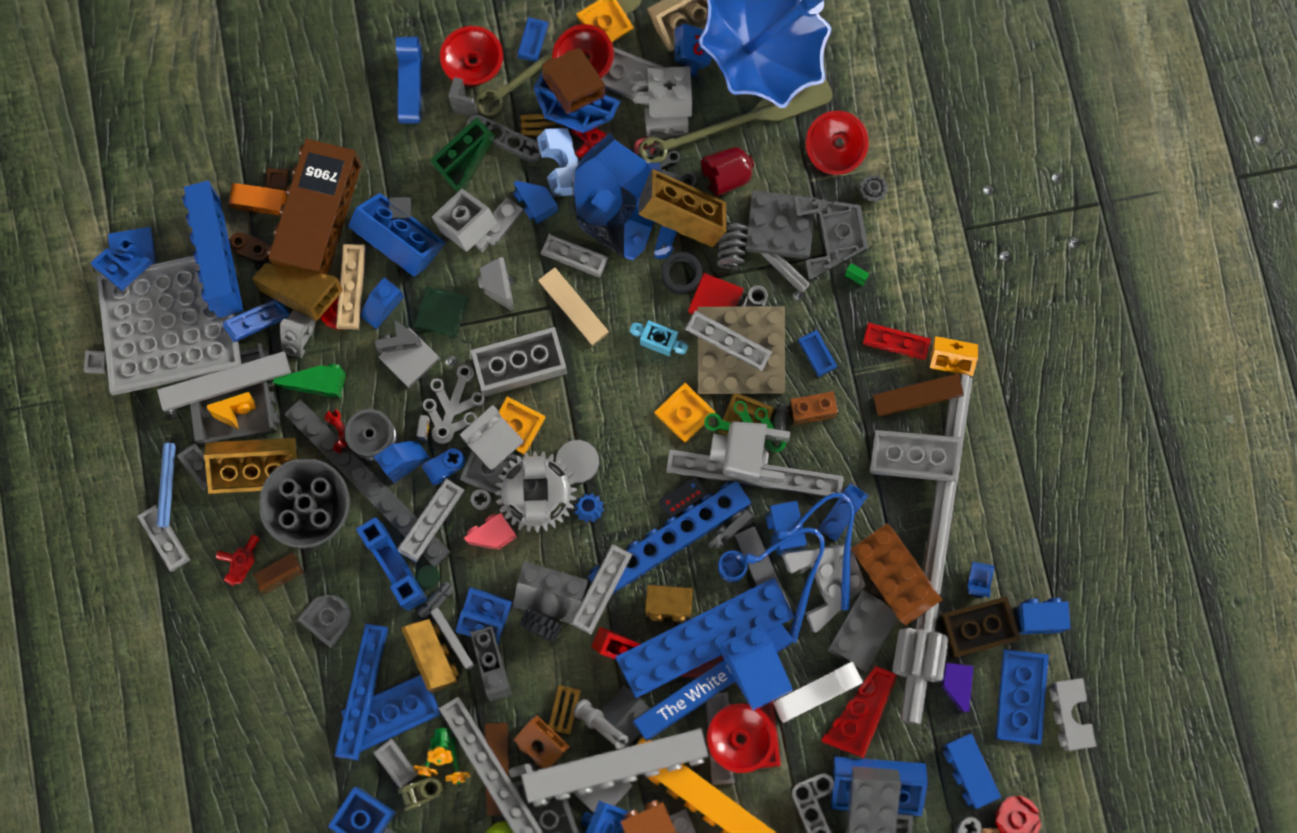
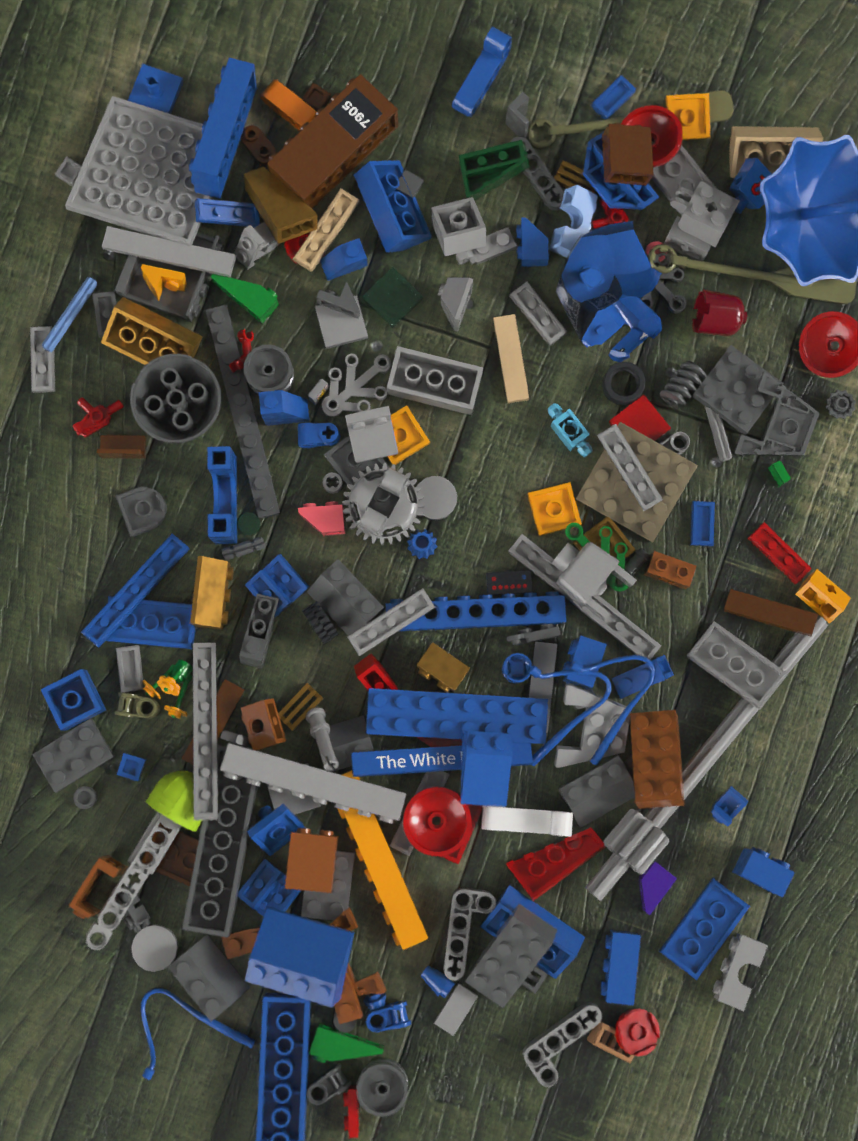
camera: 25 degrees right, 5 degrees up
(120, 268) = (135, 99): blue wing -> none
(431, 520) = (278, 476): light grey tile -> none
(452, 638) = (238, 589): light grey tile -> none
(467, 45) = (552, 70): red dish -> none
(683, 208) = (658, 326): pearl gold slope -> none
(979, 627) = (703, 848): dark brown brick -> none

